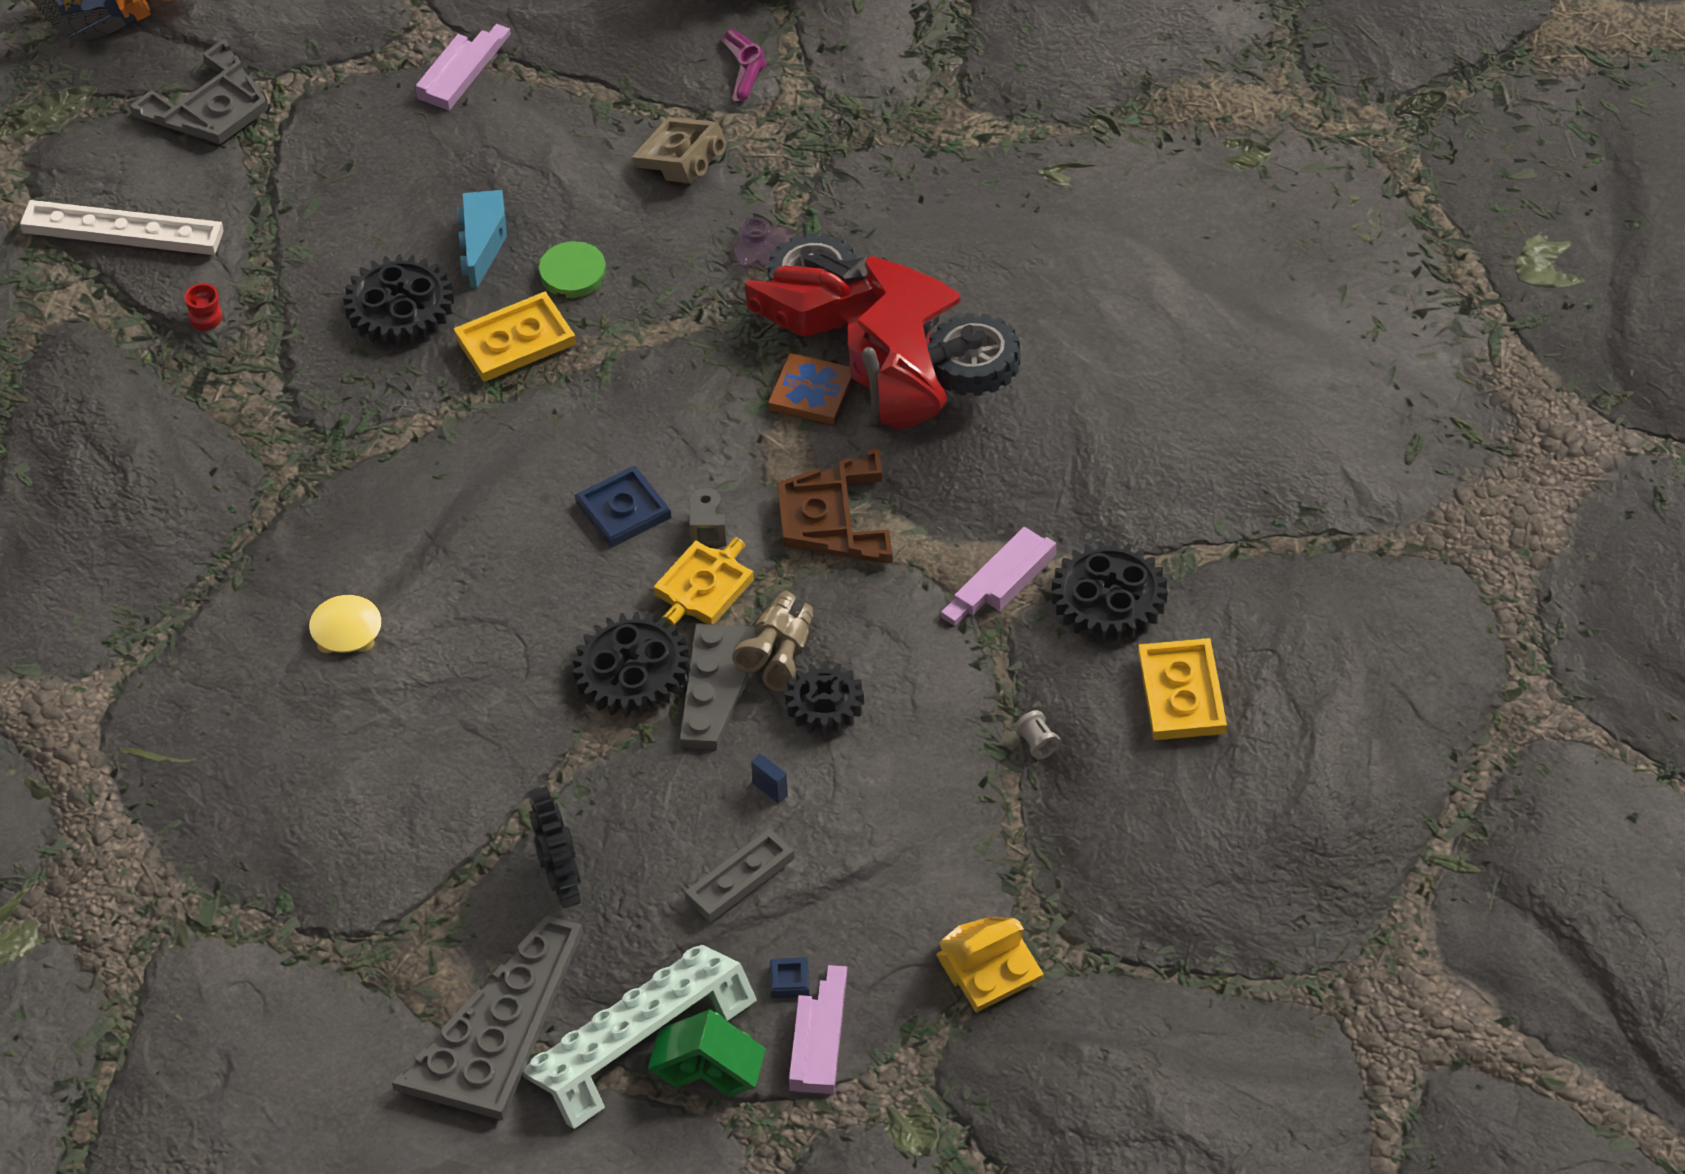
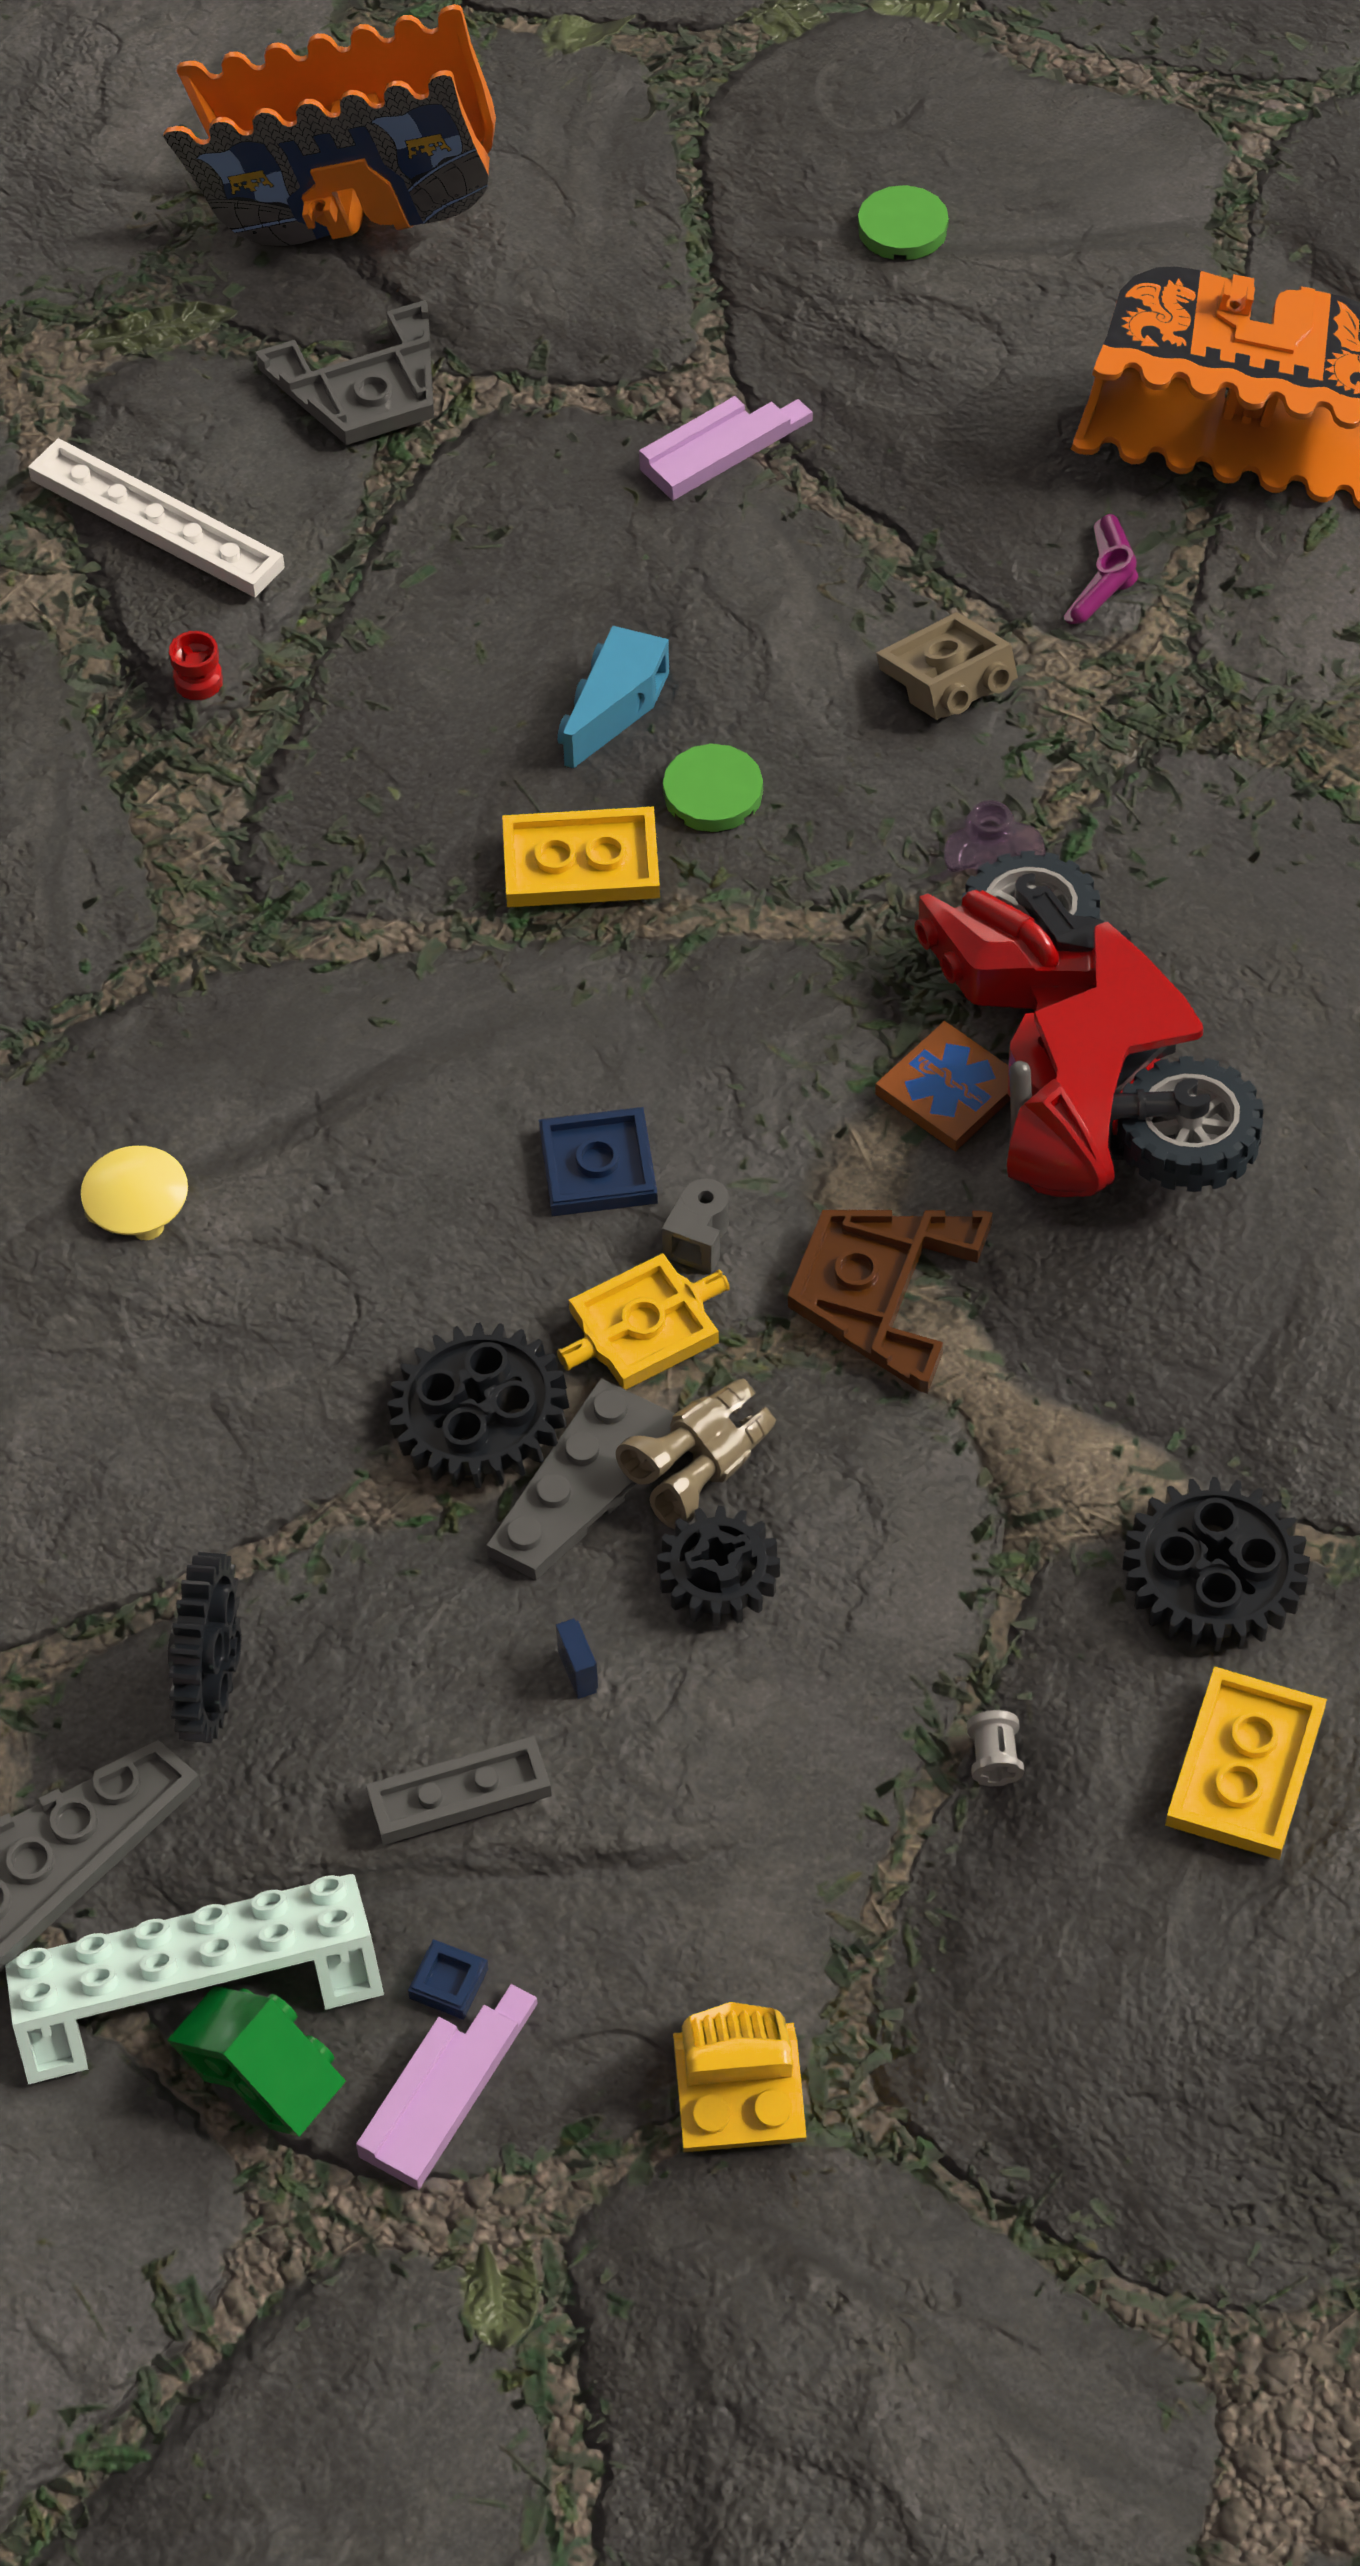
camera: 25 degrees right, 5 degrees up
(398, 300) = (454, 748): black gear -> none
(1002, 575) = (1075, 1475): lavender piece -> none

